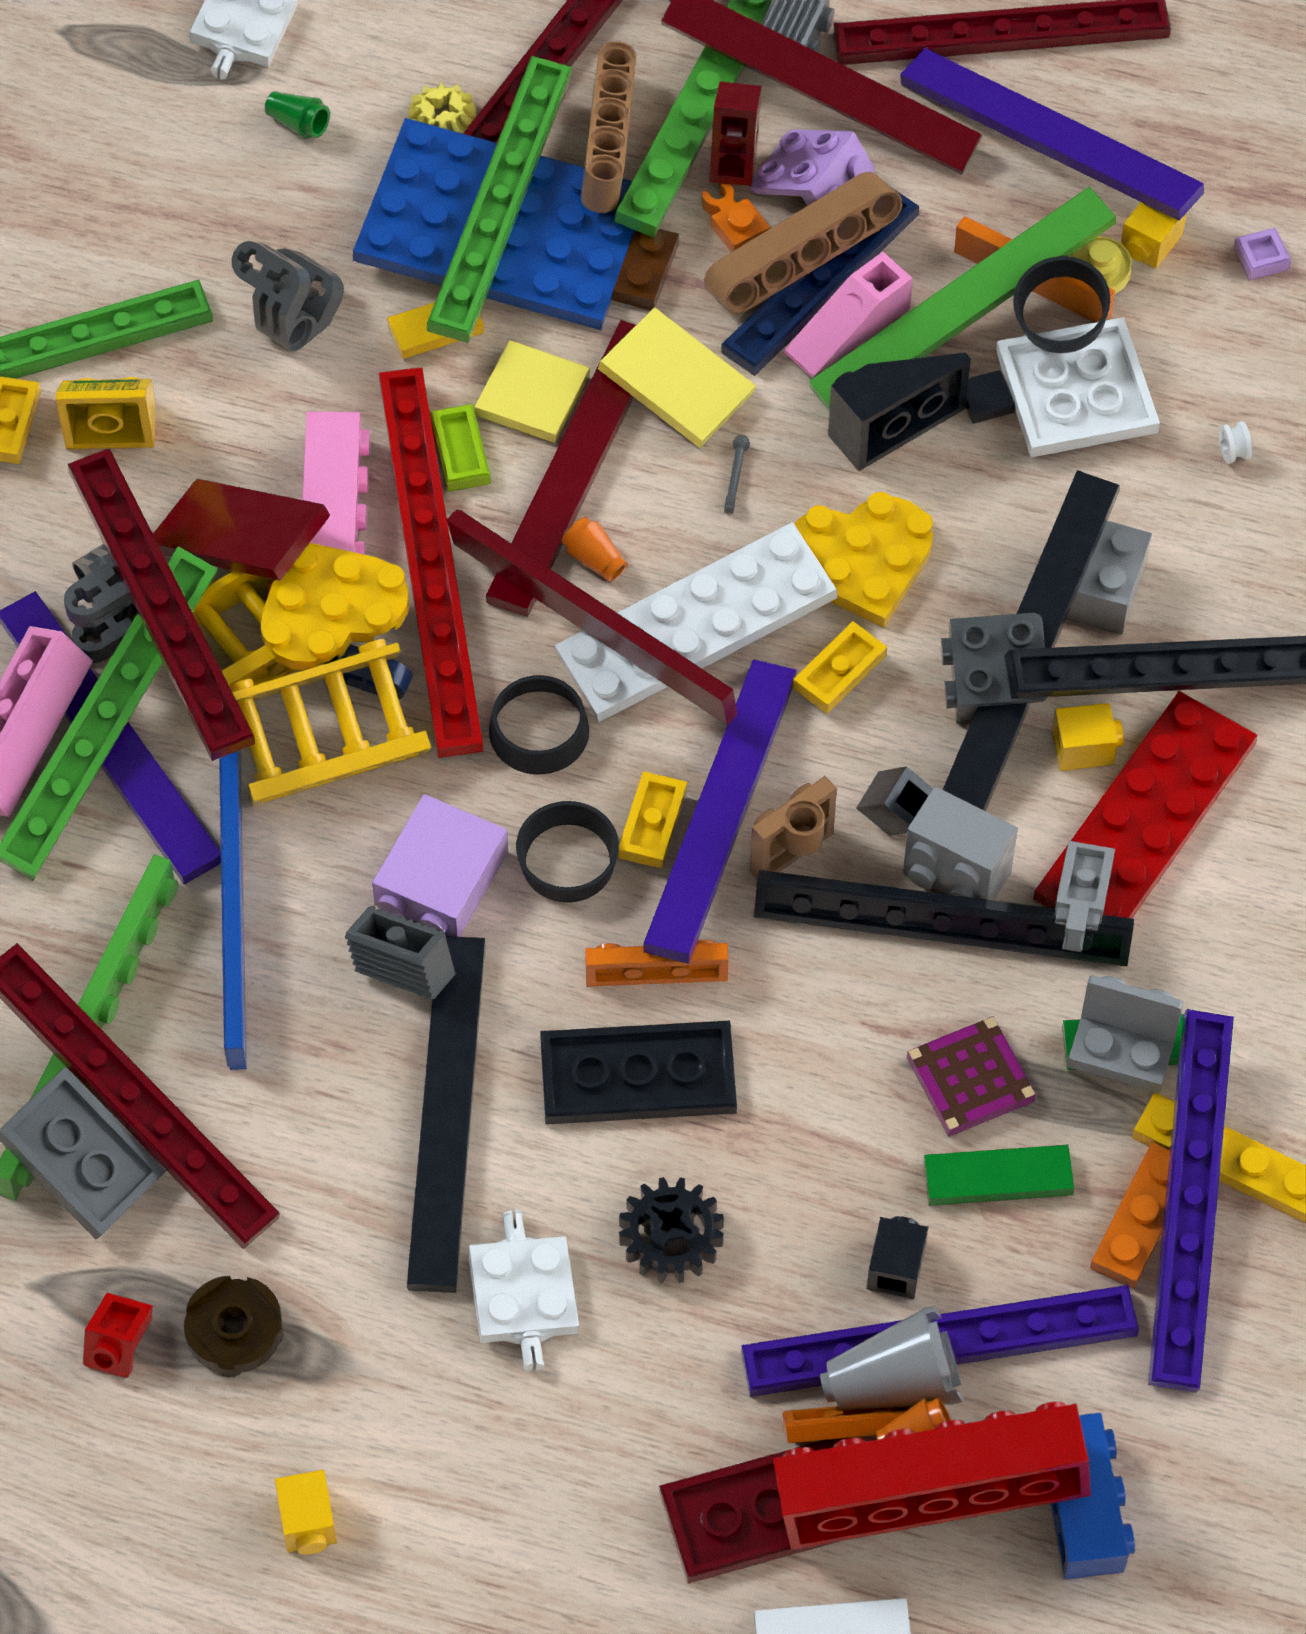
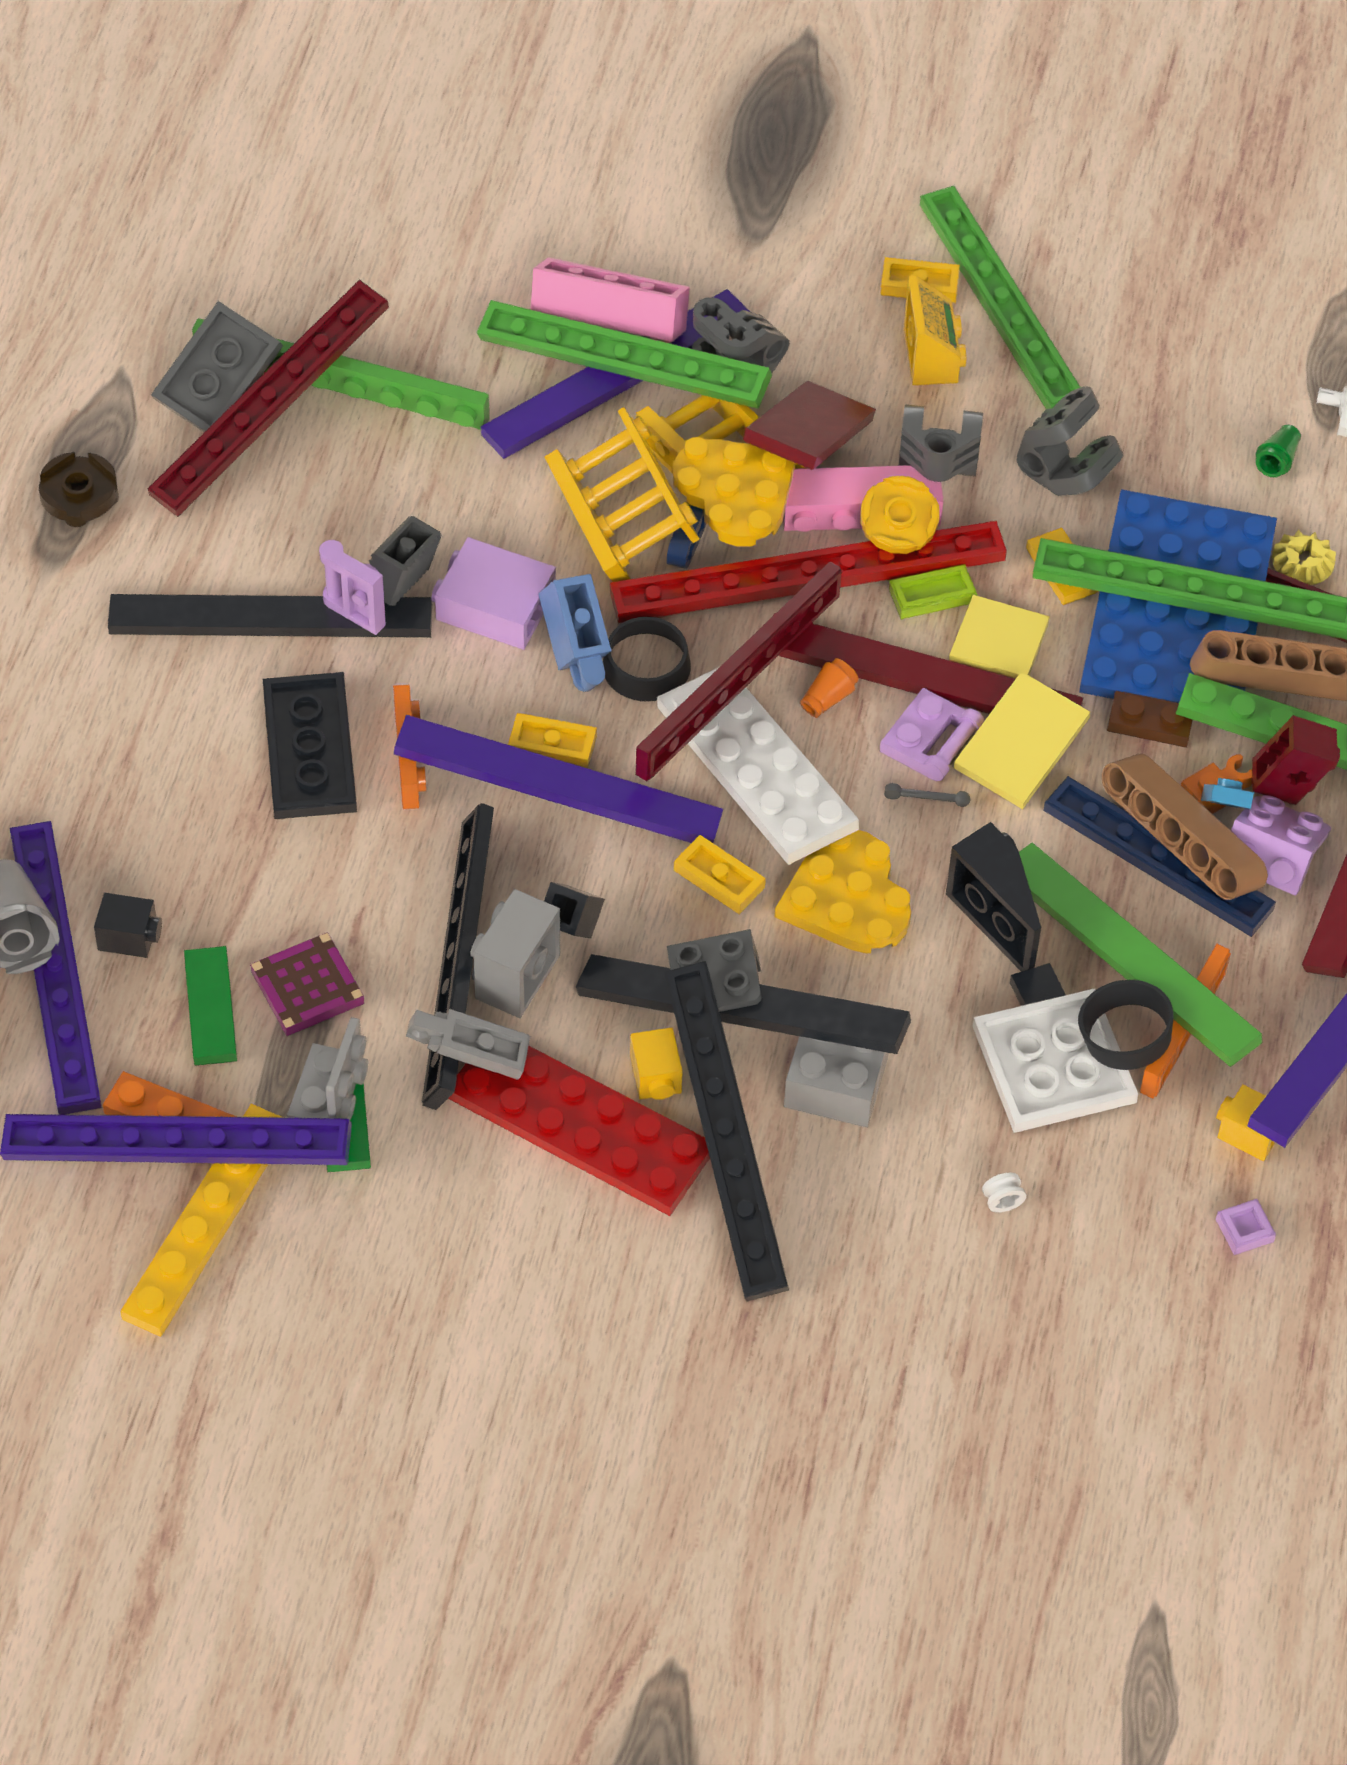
camera: 85 degrees right, 5 degrees down
(115, 1334) = (72, 413): red bracket -> none
(161, 604) = (705, 356): dark red tile -> none
(232, 911) = (453, 458): blue tile -> none
(284, 414) = (940, 452): none -> dark grey piece
(377, 453) = (899, 514): none -> yellow tile
(460, 989) = (352, 588): none -> lavender plate
(513, 776) = (576, 629): none -> medium blue brick
(523, 1290) = (106, 673): white plate -> none
(567, 814) = (515, 651): black tyre -> none
(649, 473) = (921, 728): none -> lavender plate
(677, 1249) = (154, 765): black gear -> none
(770, 198) = (1227, 793): none -> dark azure plate
(794, 828) = (533, 827): medium nougat plate -> none
(852, 315) = (1110, 871): bright pink slope -> none
(1109, 259) = (1201, 1079): light yellow plate -> none

